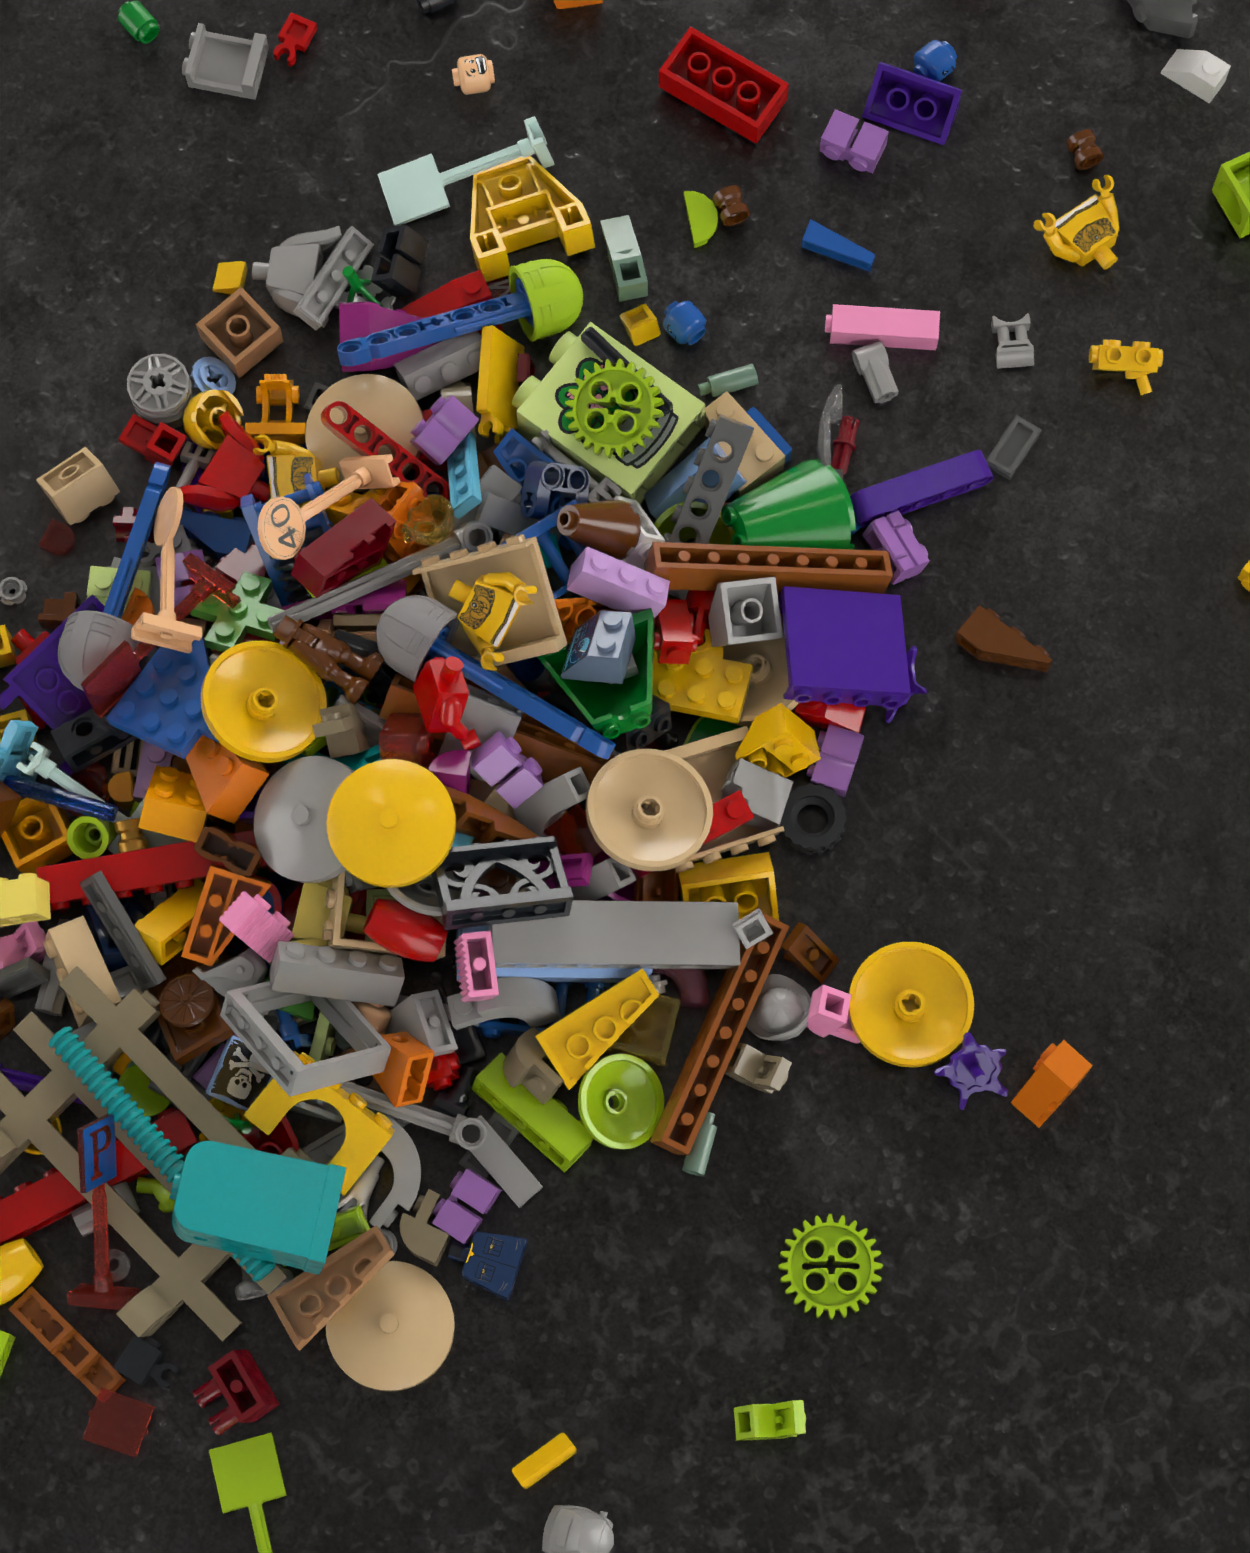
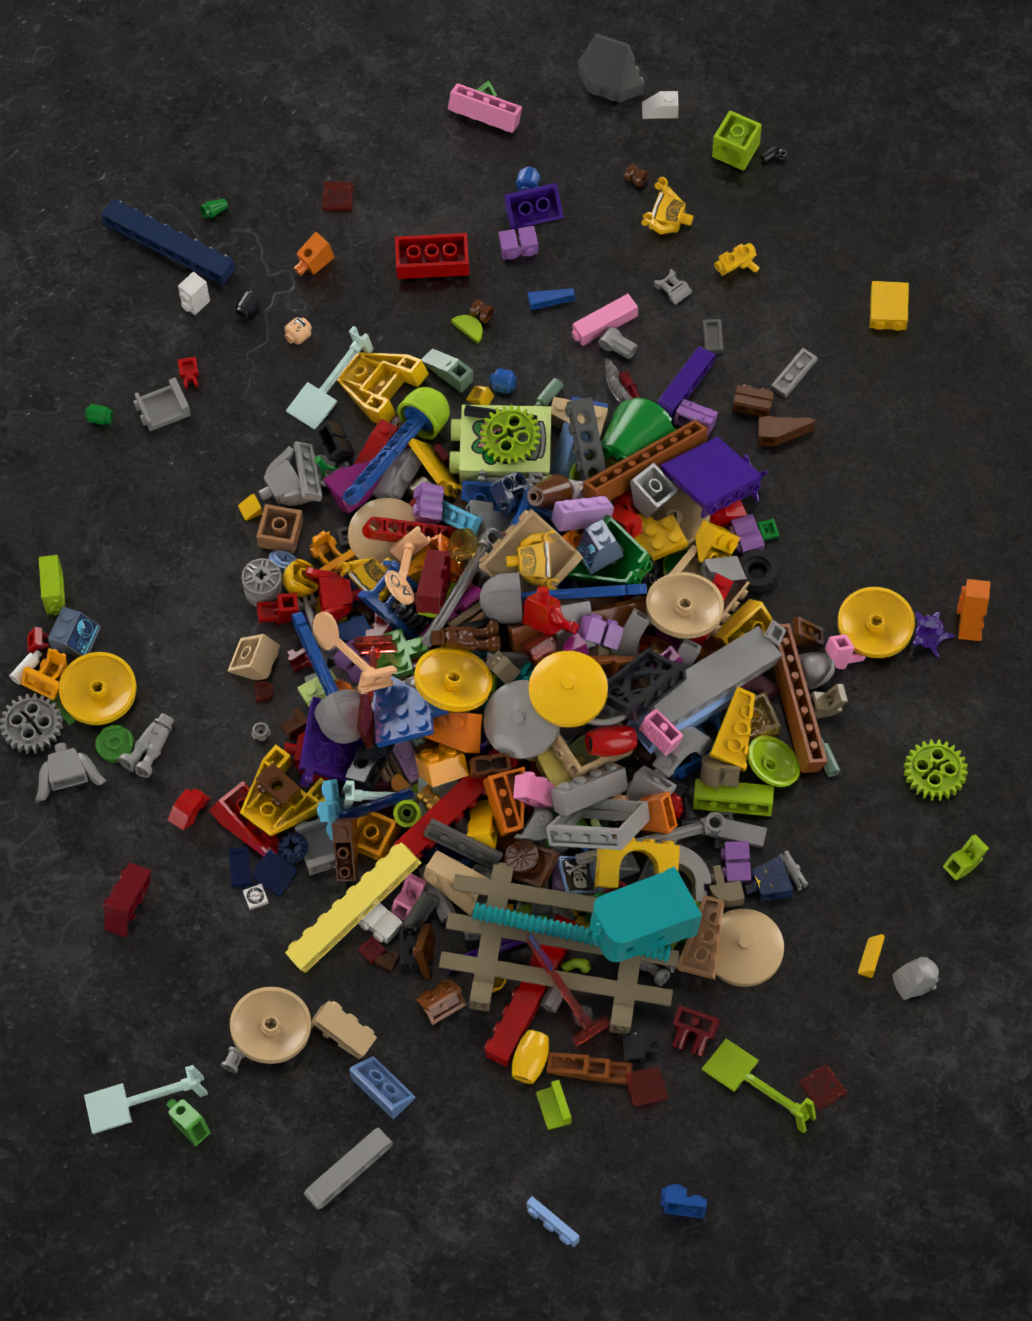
camera: 35 degrees left, 10 degrees down
(534, 1268) = (793, 871): none -> light grey pin
(870, 770) = (768, 529): none -> green tile
(993, 575) = (753, 400): none -> reddish brown brick
(1082, 572) = (793, 373): none -> light grey tile

